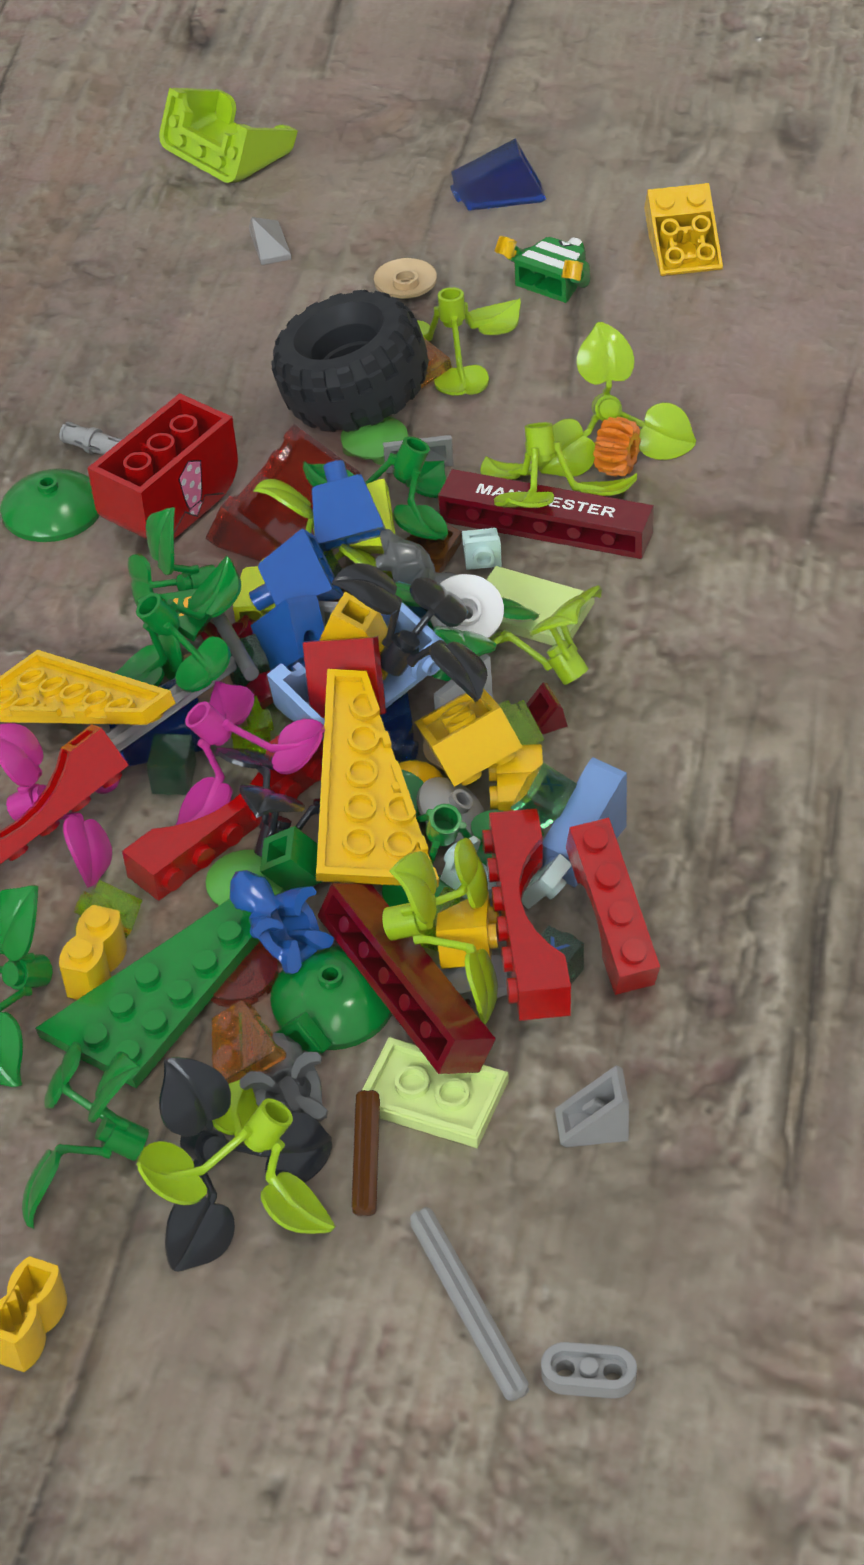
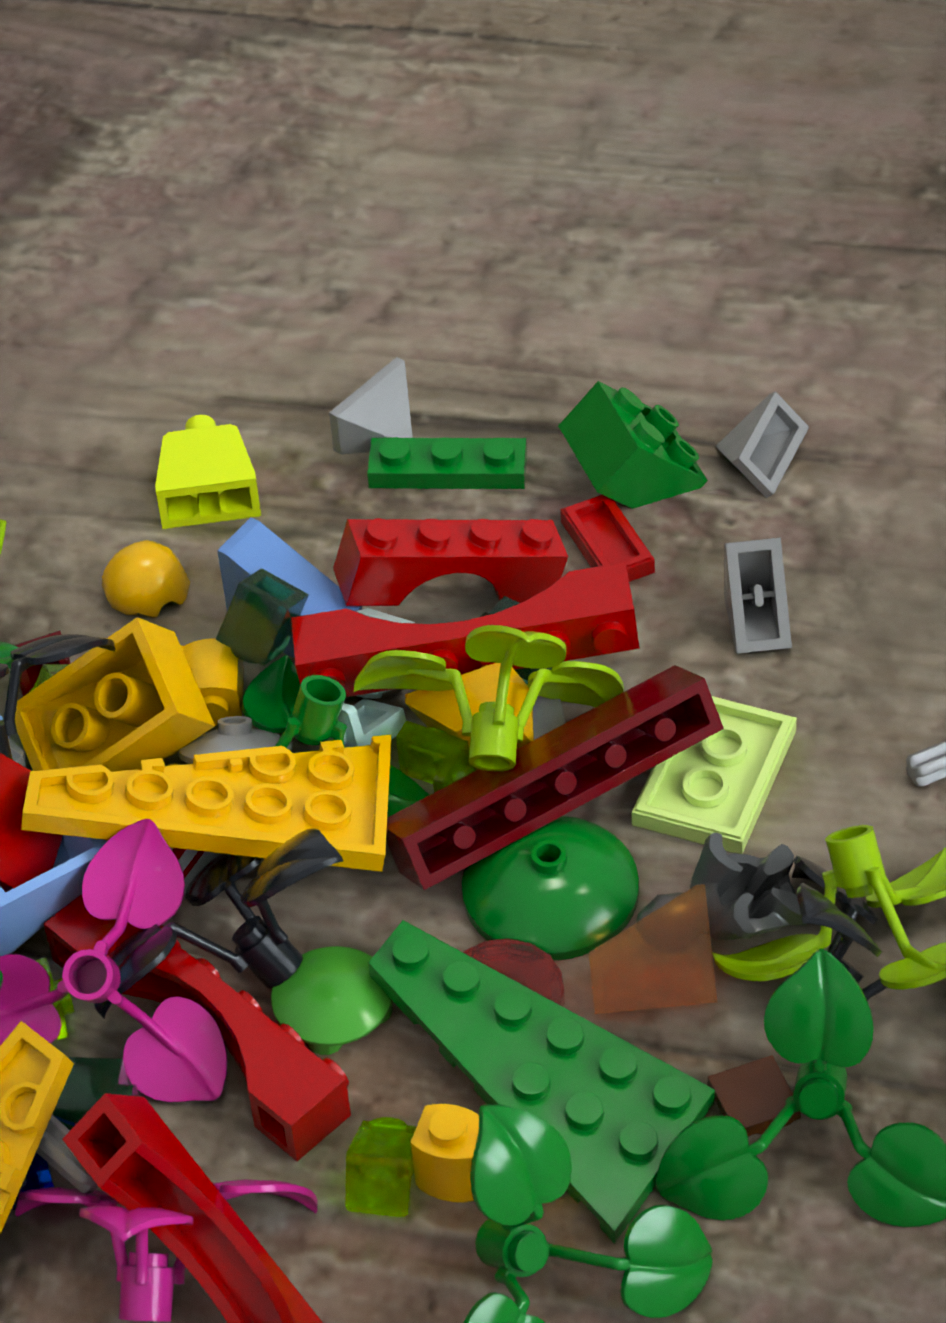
camera: 90 degrees left, 0 degrees up
(137, 1104) = (752, 1094): none -> reddish brown piece
(279, 921) = (450, 906): blue animal -> none
(290, 859) = (323, 915): green brick -> none
(306, 1033) = (629, 897): green tile -> none
(365, 1153) = (820, 820): reddish brown axle -> none
(630, 752) = (144, 579): none -> yellow hair
(678, 1025) = (607, 536): none -> red tile
(734, 775) = (205, 475): none -> neon yellow torso
(763, 924) = (447, 463): none -> green plate
(771, 1033) = (630, 448): none -> green slope
(786, 1127) = (765, 443): none -> light grey slope
(811, 874) = (373, 411): none -> light grey slope

